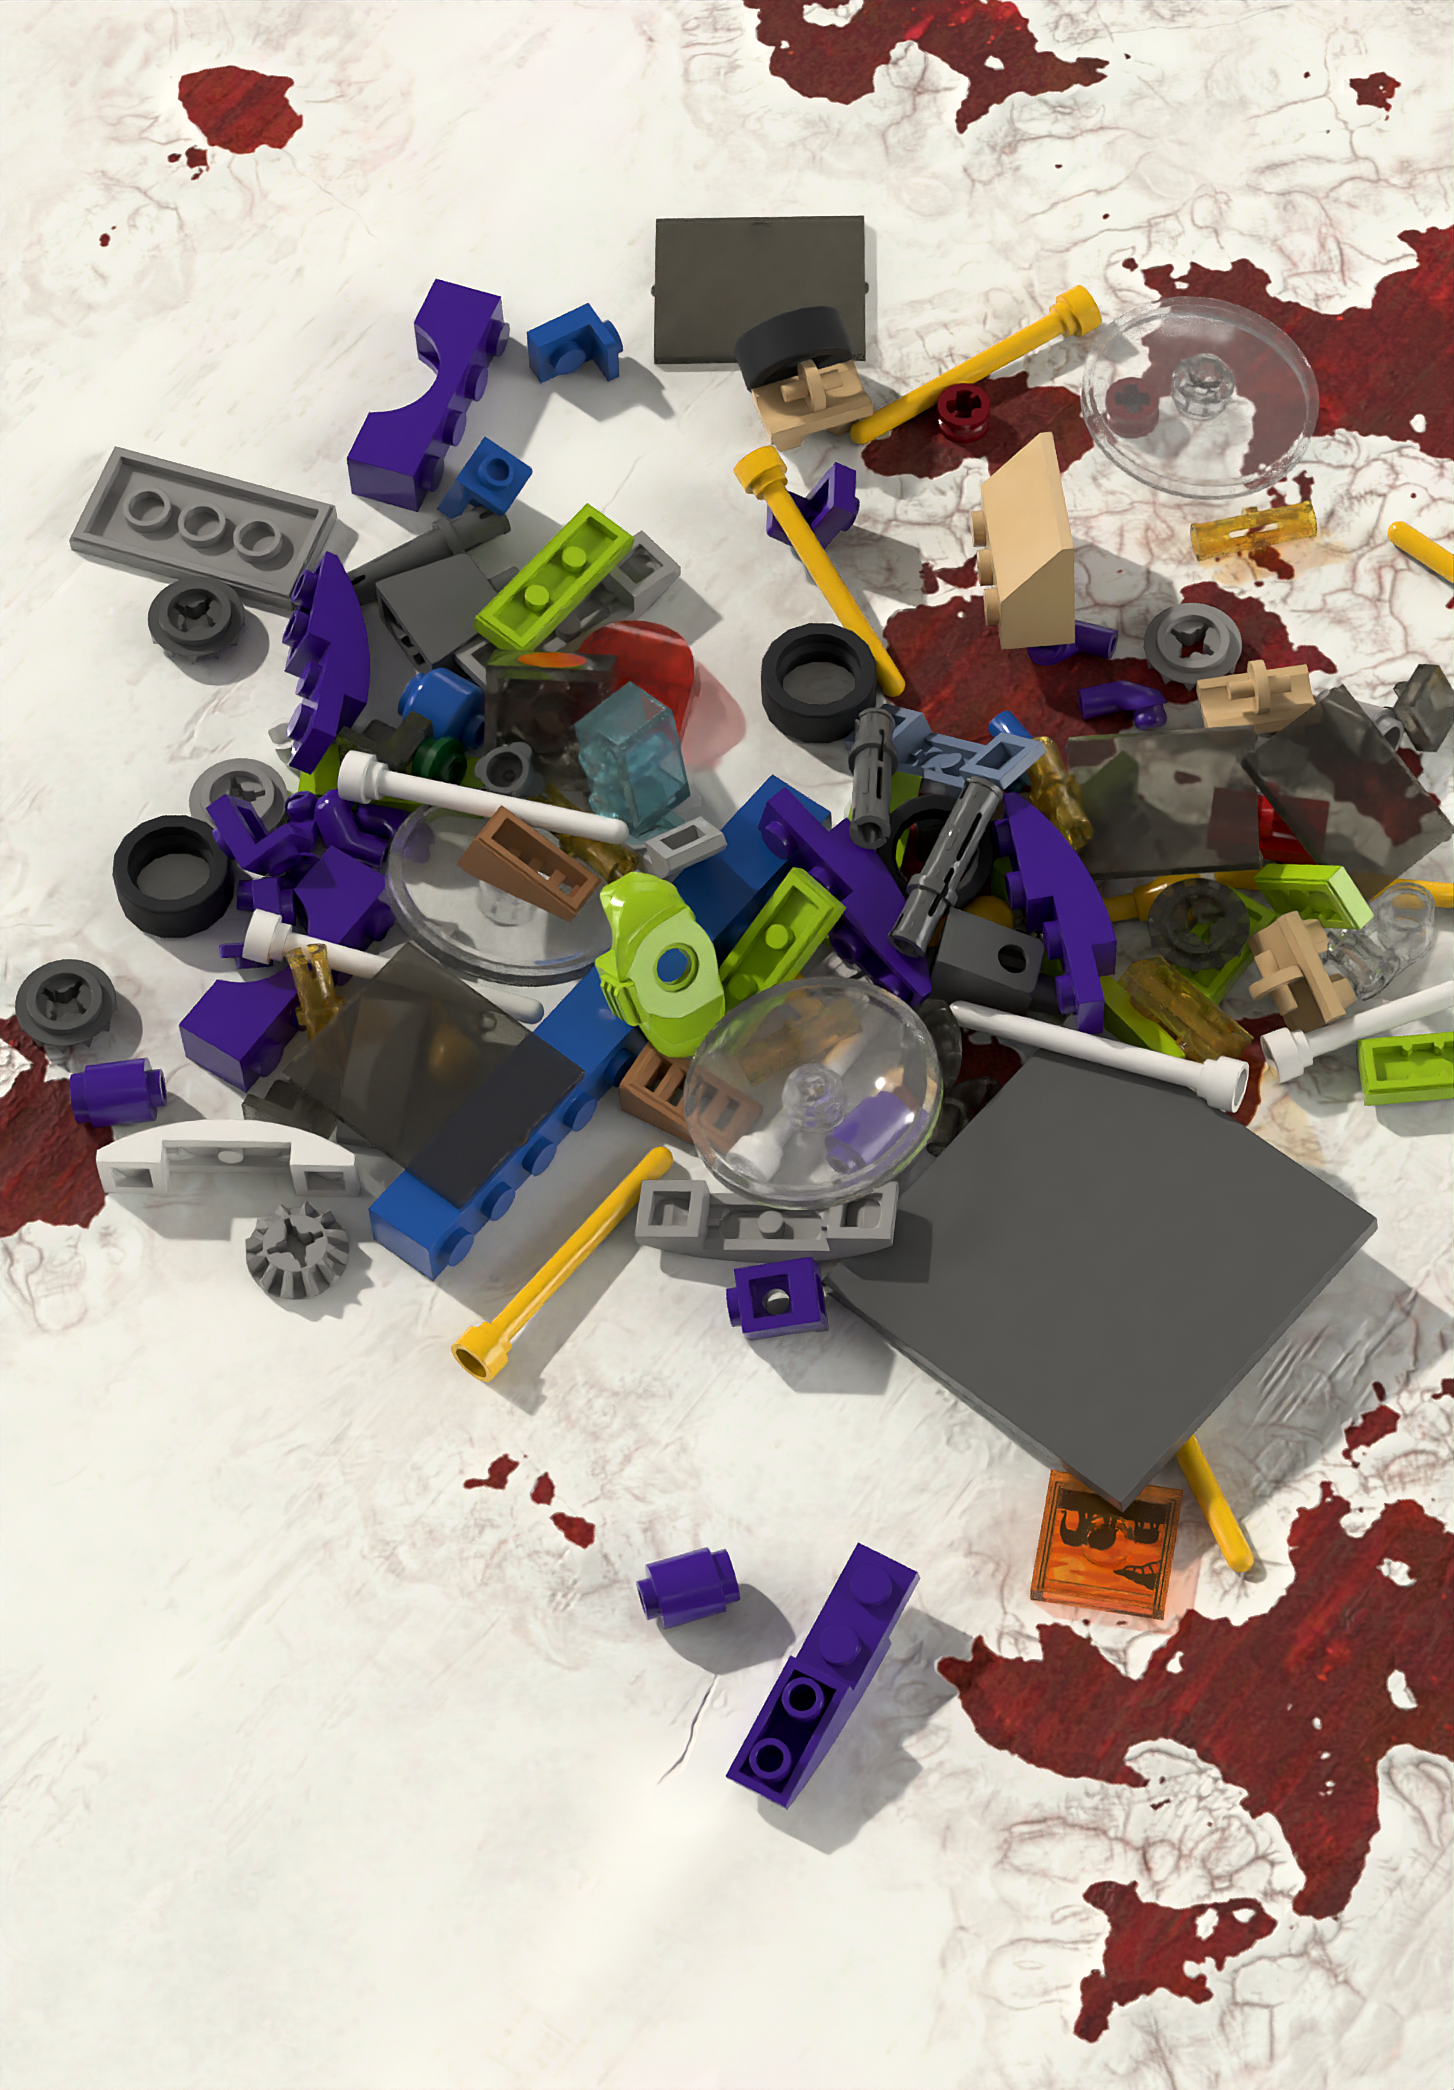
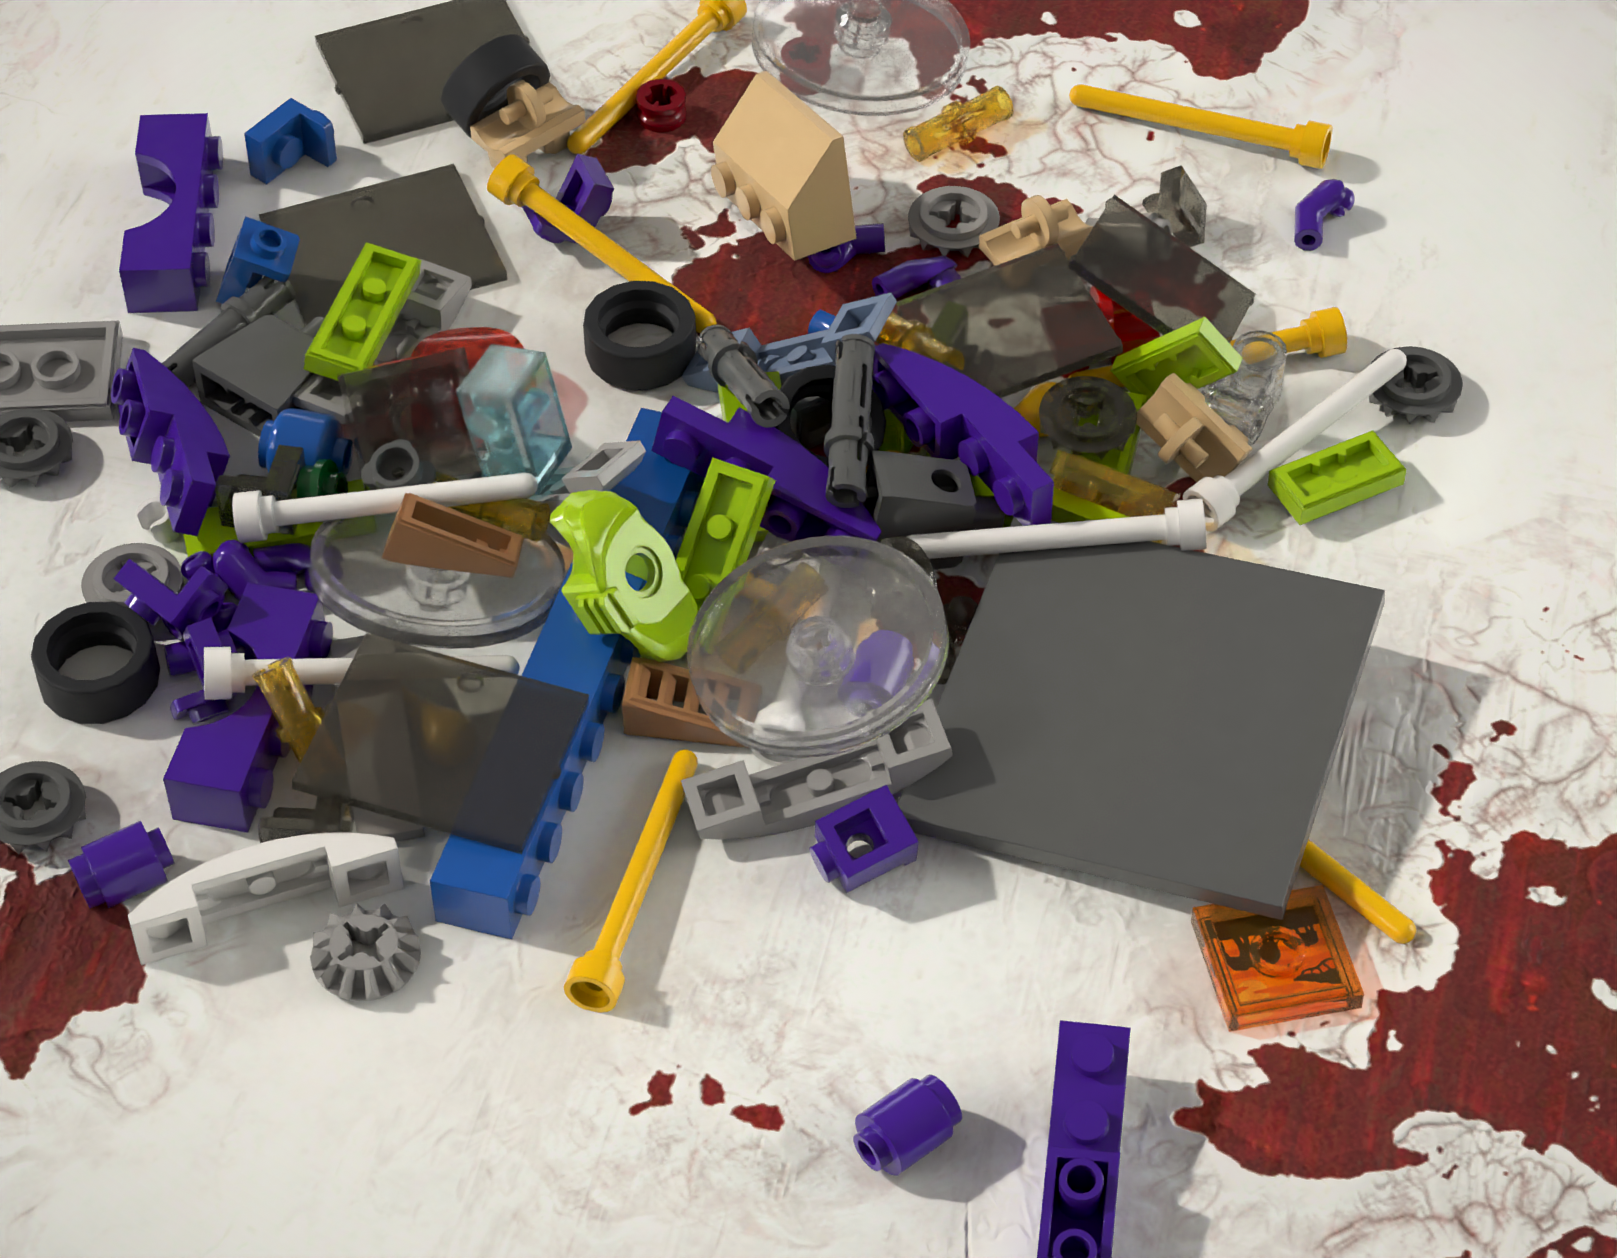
camera: 25 degrees left, 10 degrees down
(637, 473) = (413, 215): none -> clear smoke piece

